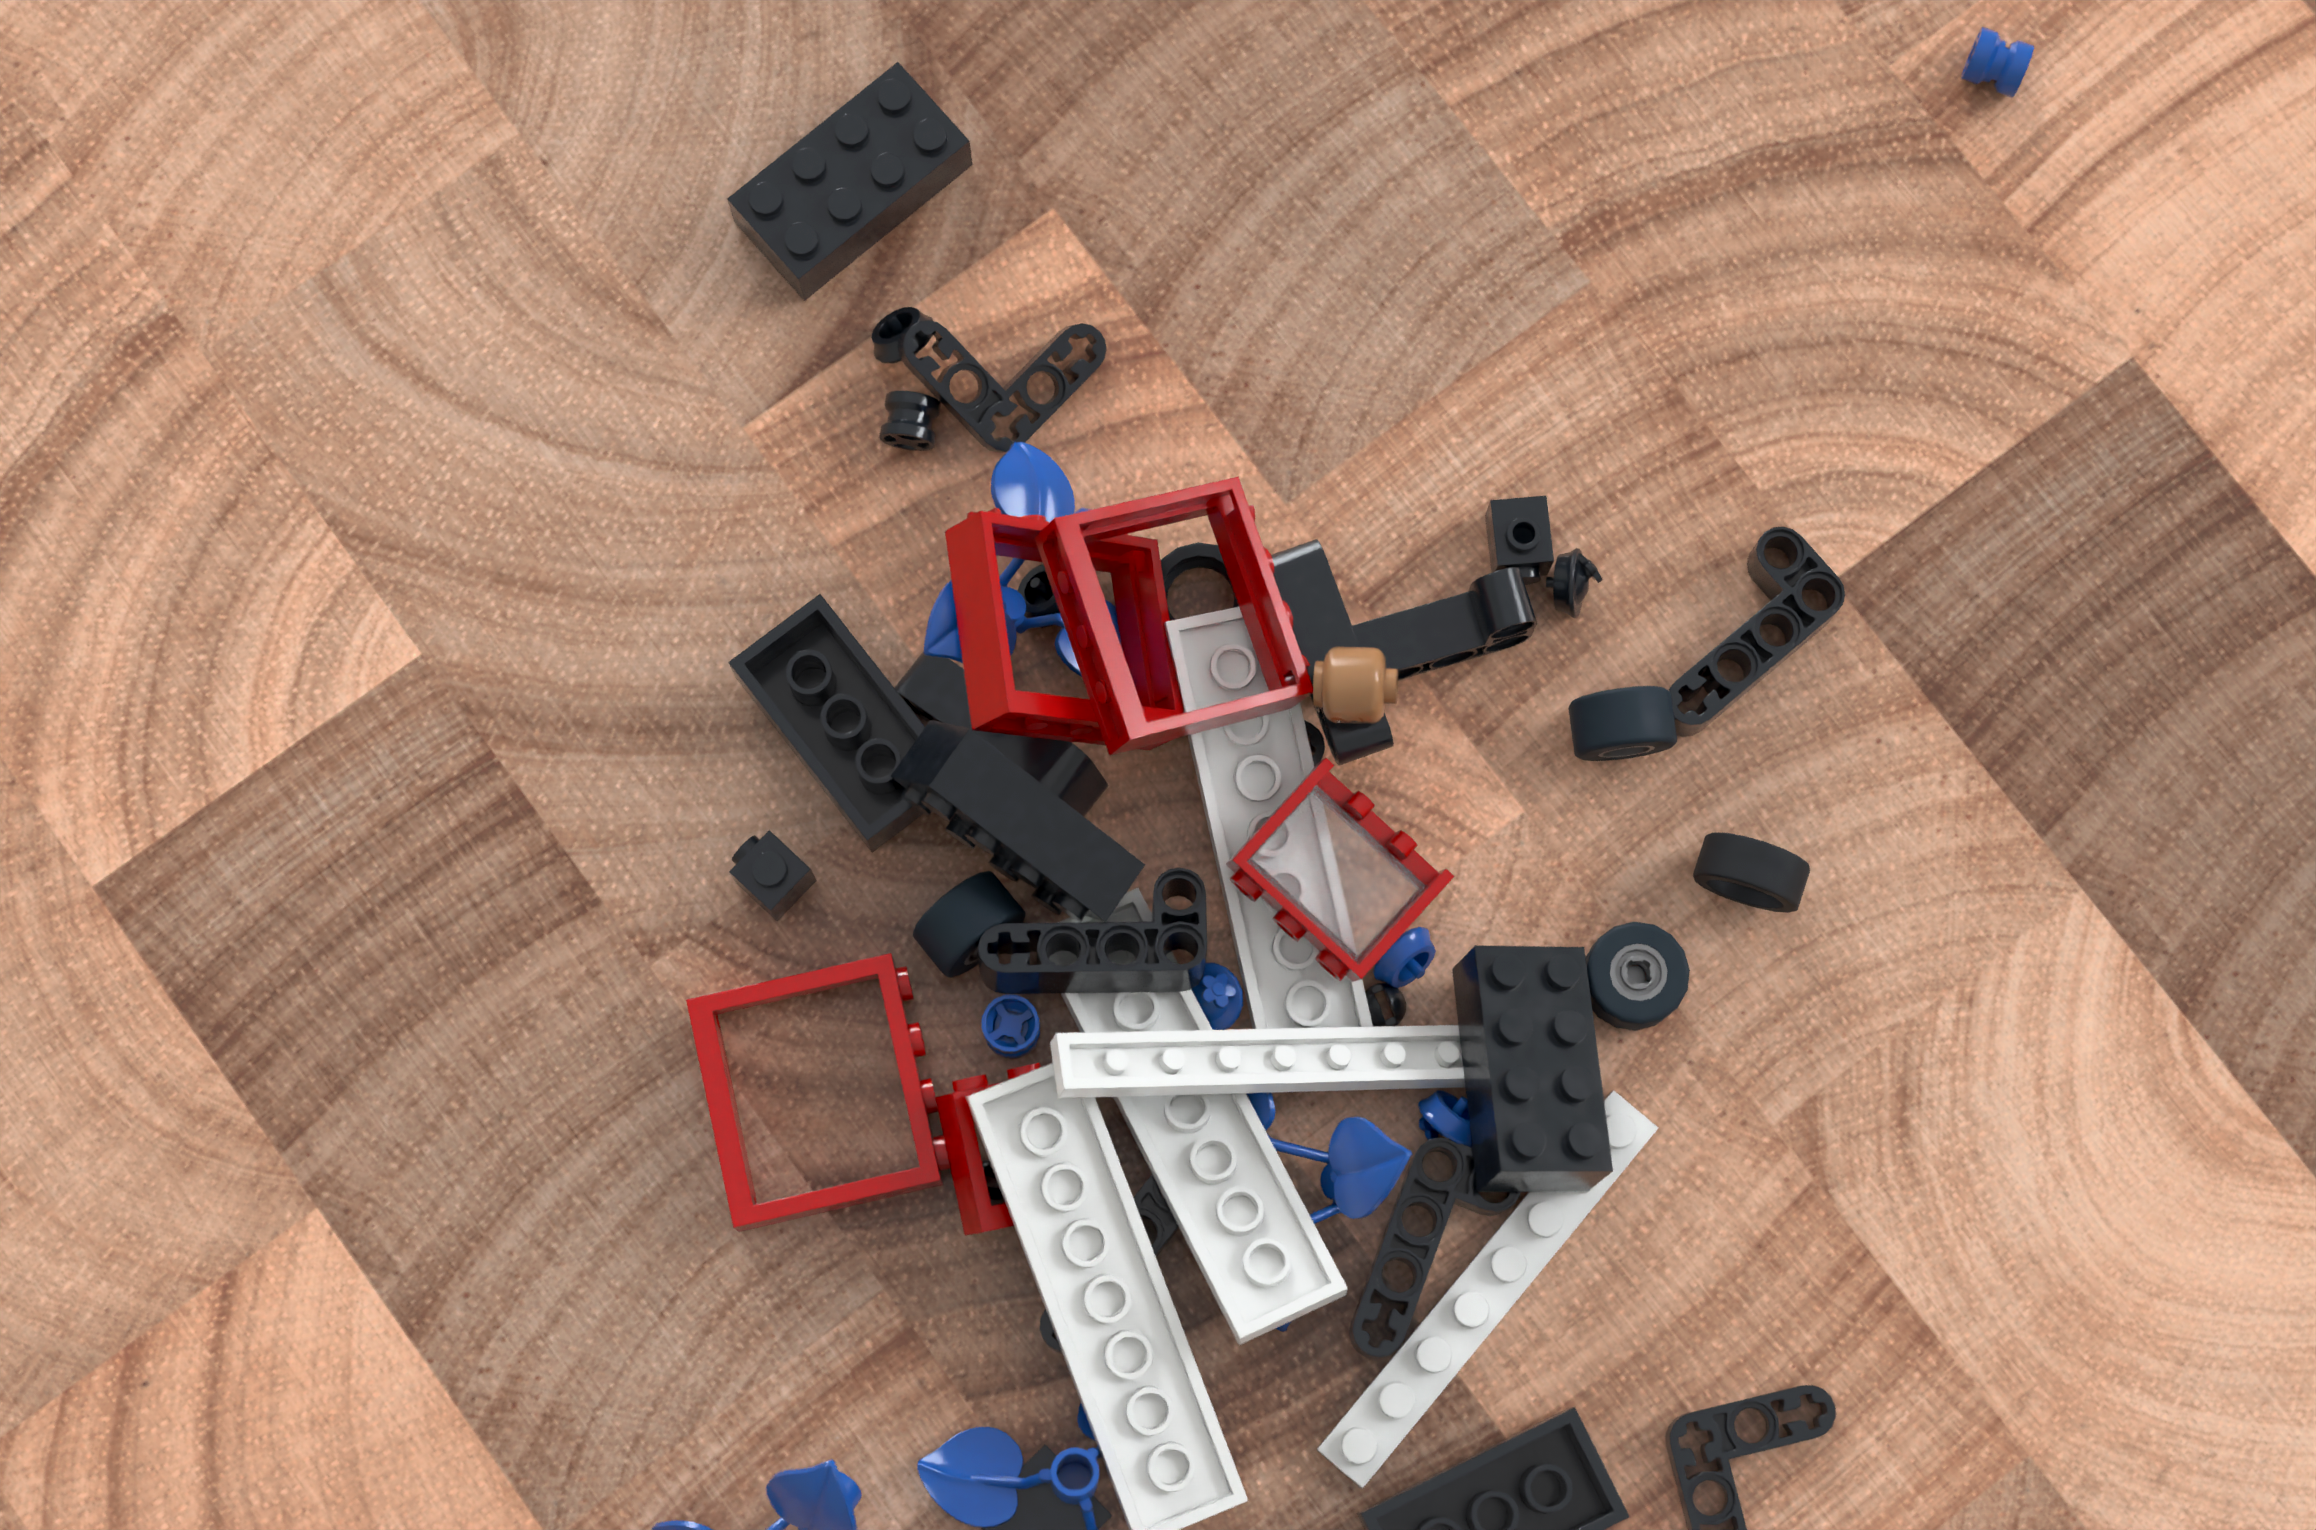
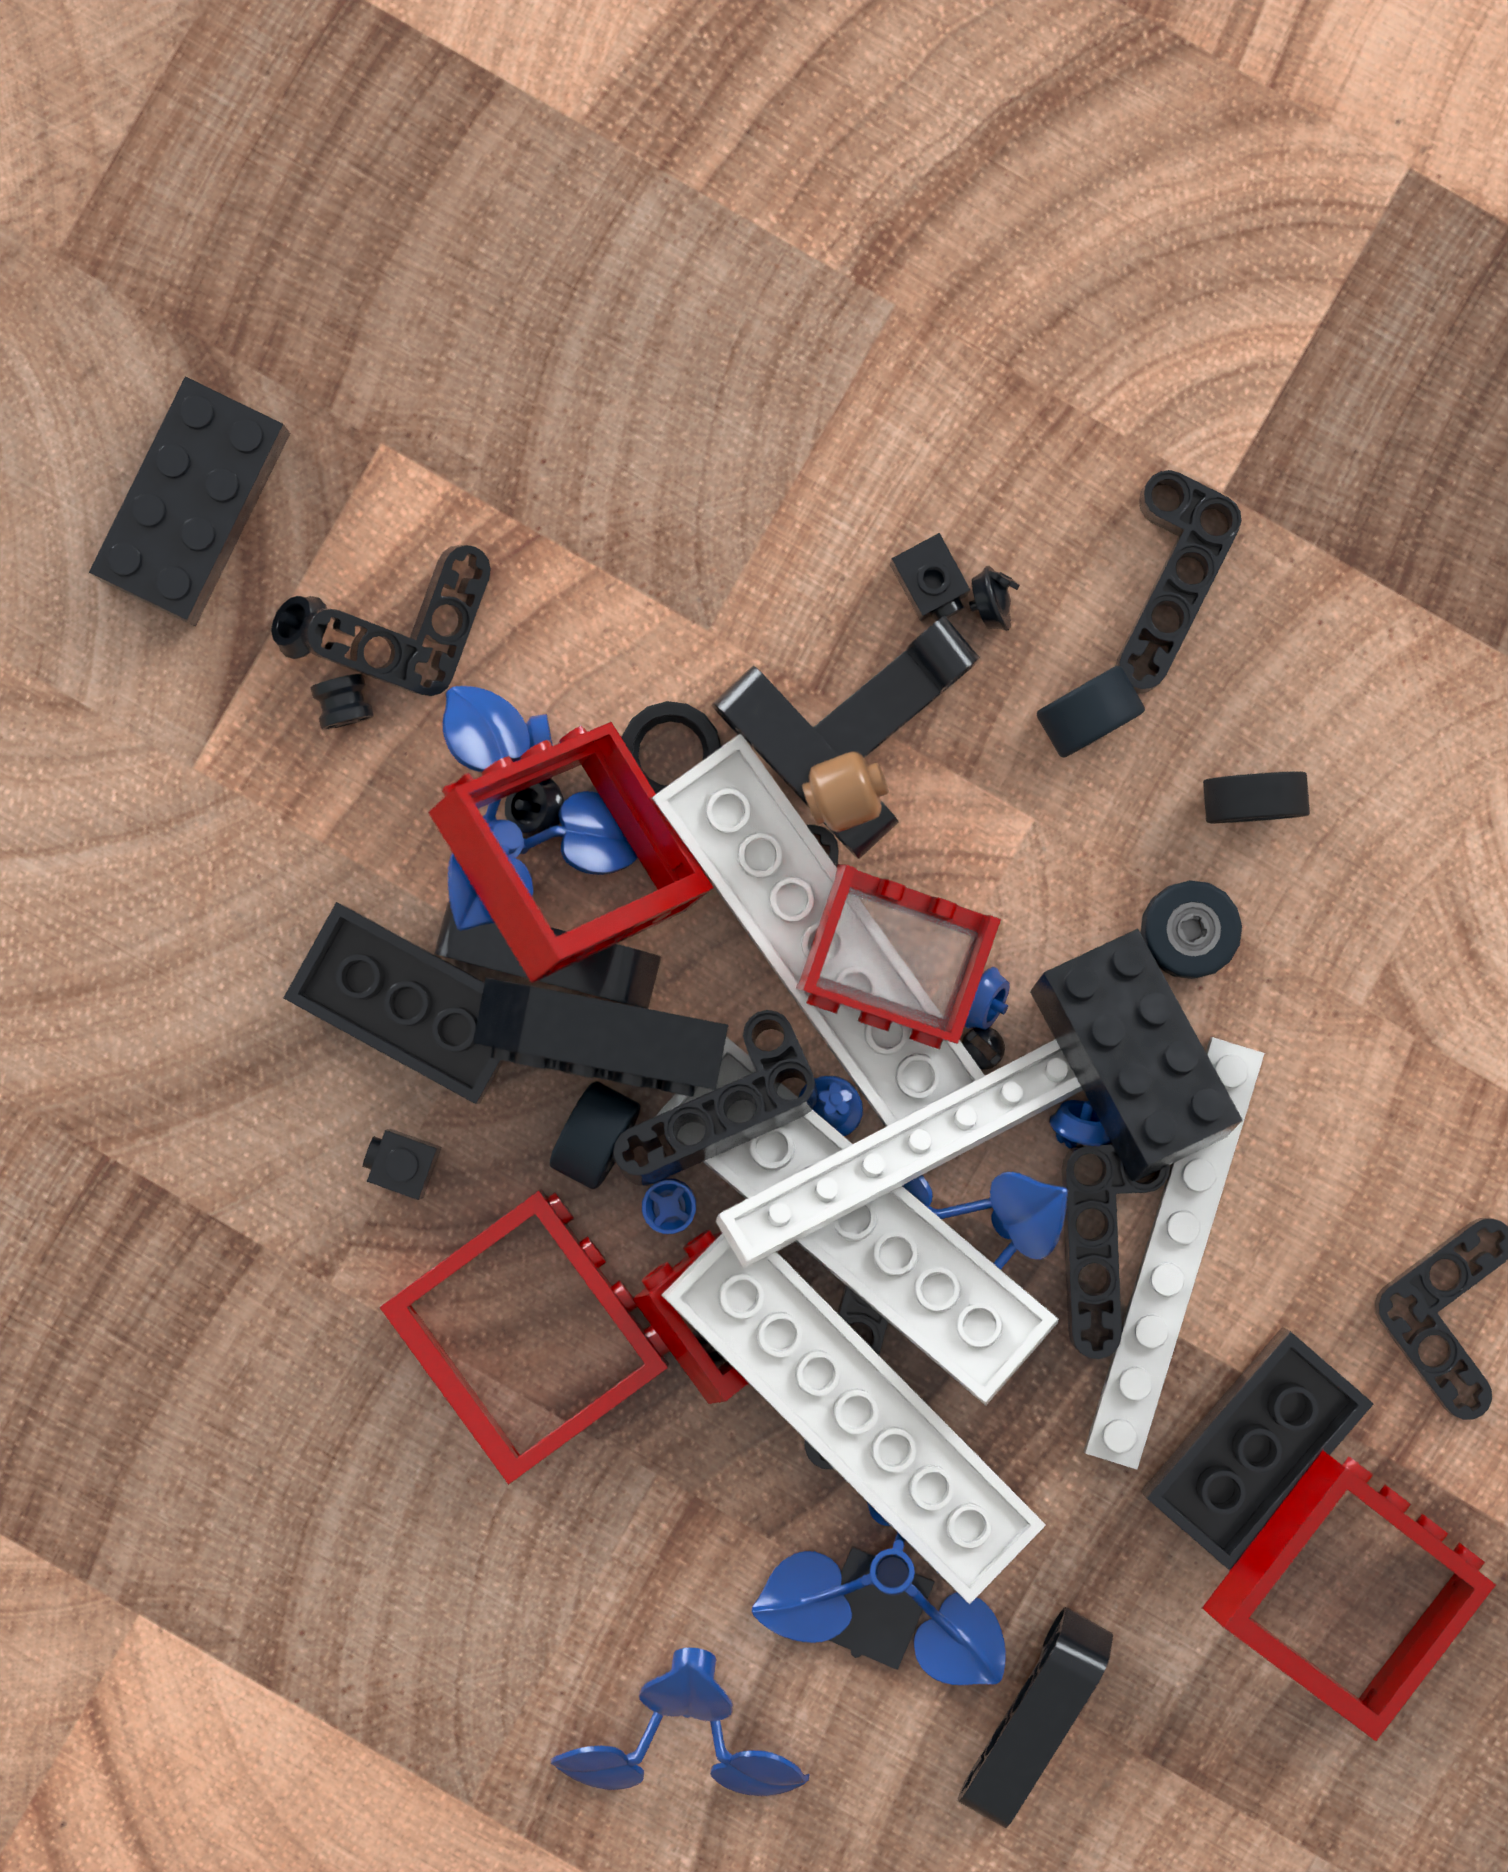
camera: 25 degrees left, 10 degrees up
(1095, 638) = (602, 854): red window -> none

